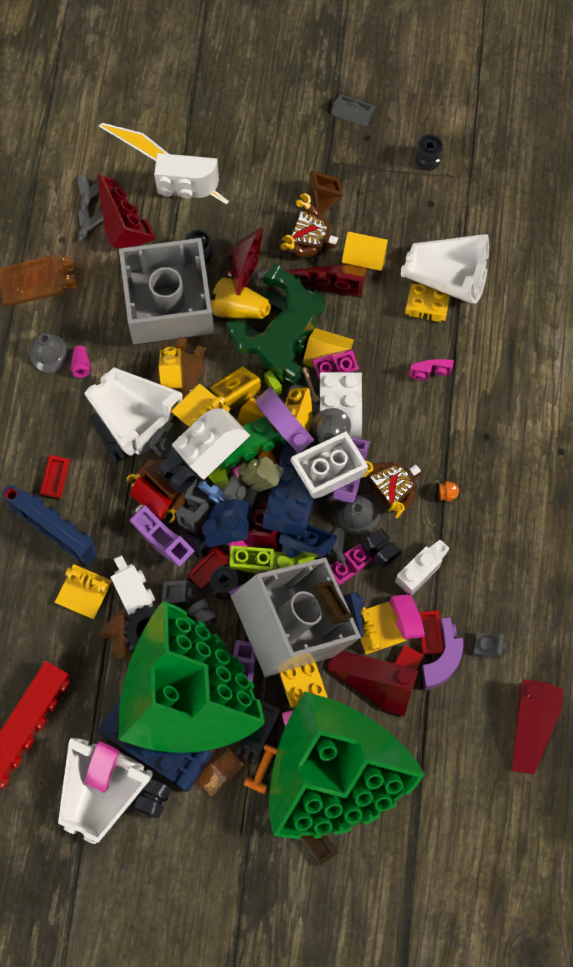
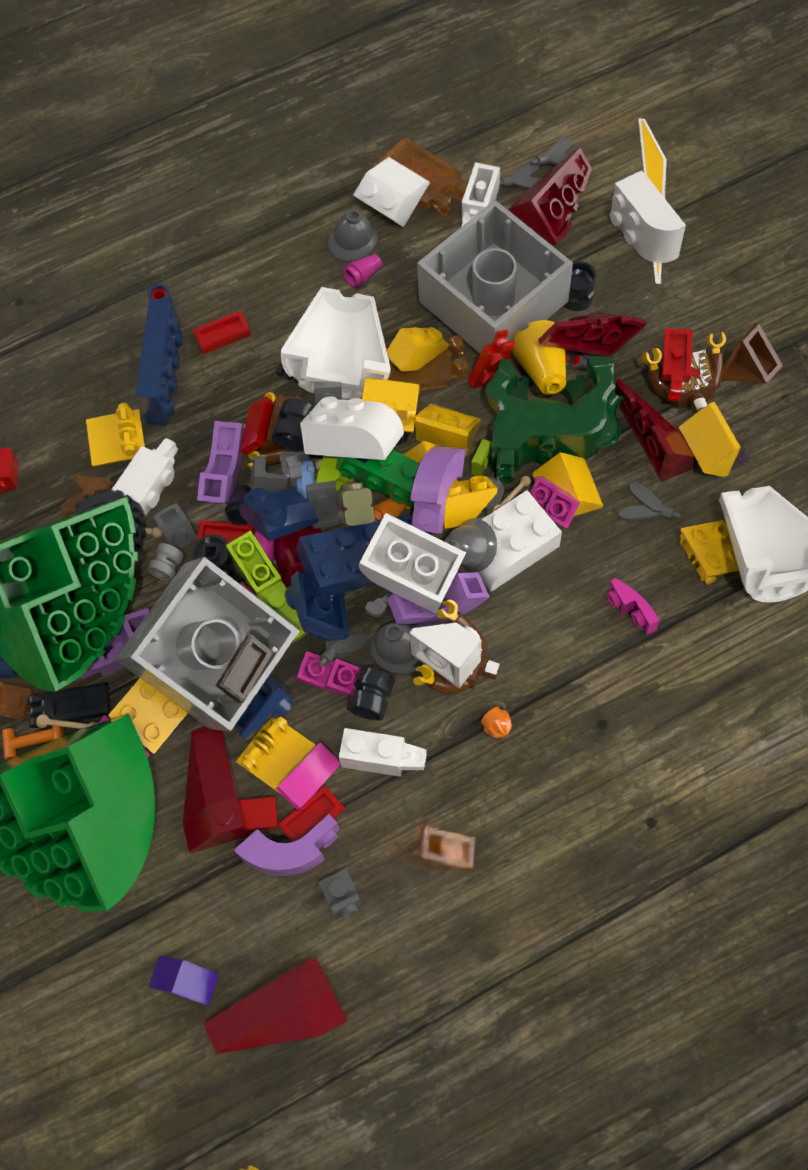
camera: 60 degrees right, 5 degrees down
(38, 303) = (392, 190): none -> white slope
(88, 257) = (480, 190): none -> white hinge
(218, 331) = (490, 358): none -> red plate
(262, 750) = (43, 720): none -> tan hinge
(300, 231) = (676, 360): none -> red plate
(324, 507) = (378, 607): none -> light grey piece
(375, 315) = (650, 507): none -> dark grey piece
(398, 484) = (448, 650): none -> white slope
(478, 767) = (184, 980): none -> dark purple slope
(504, 569) = (446, 849): none -> clear orange slope

